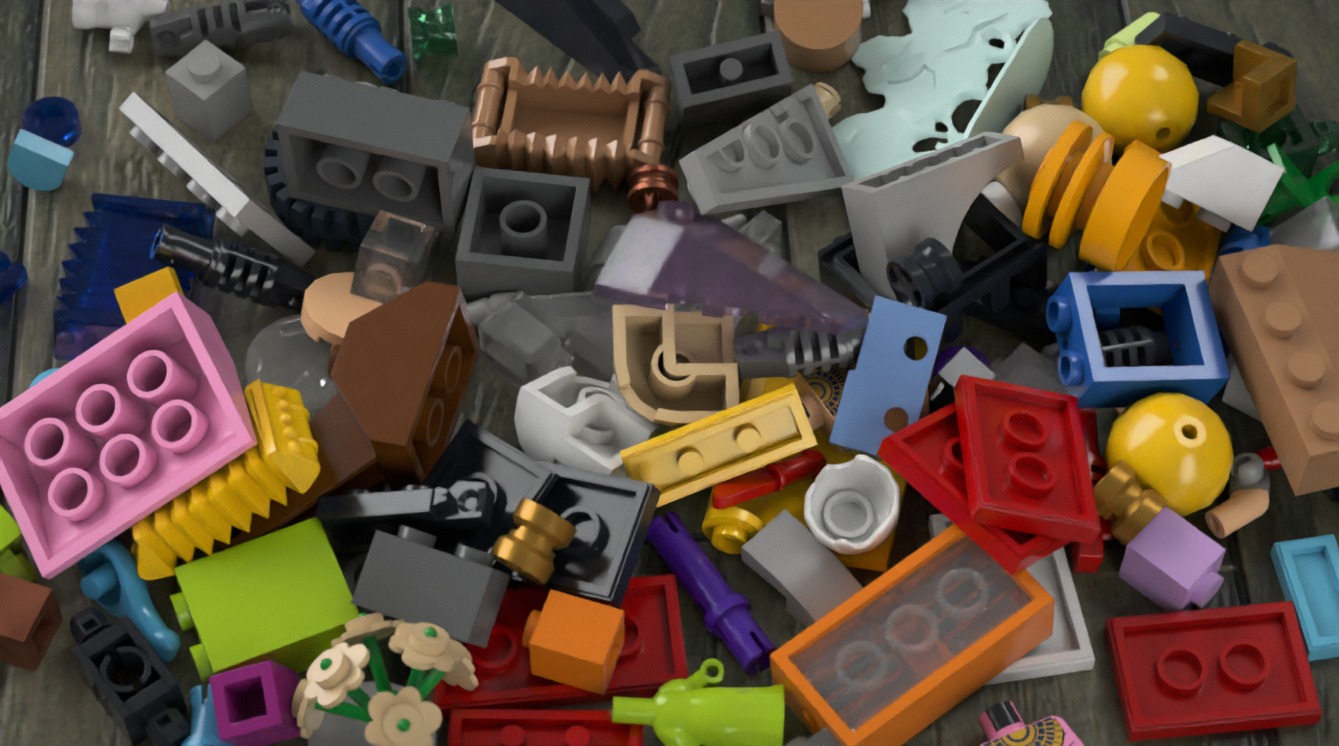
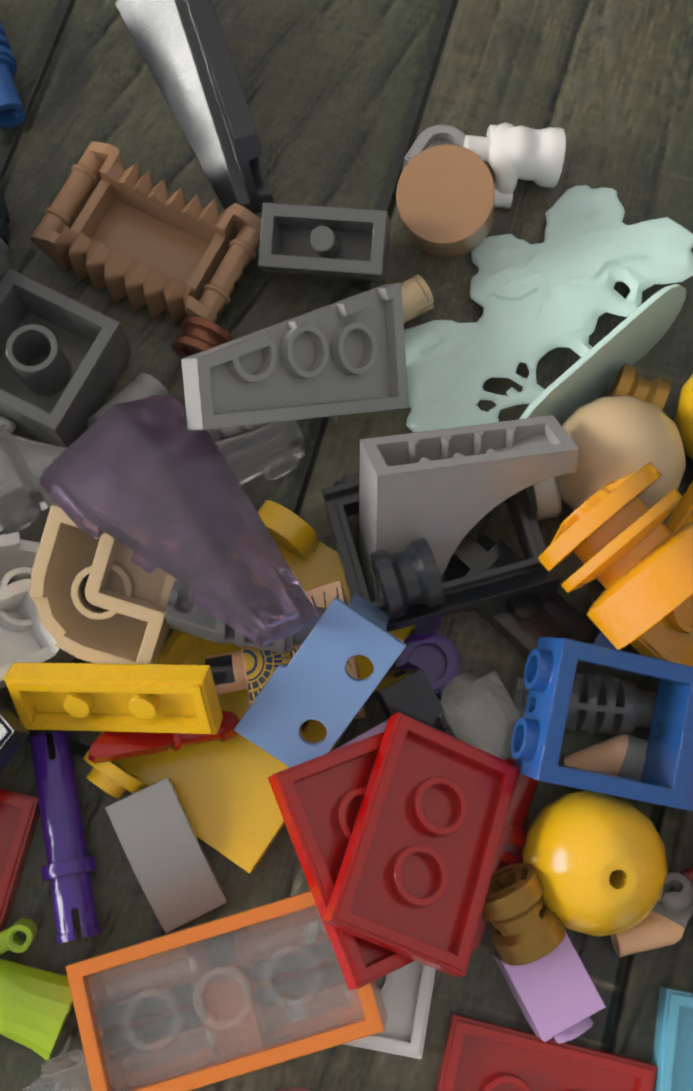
camera: 15 degrees right, 20 degrees up
(432, 31) = (60, 86): clear green wheel -> none
(853, 505) = (230, 810): white hair -> none

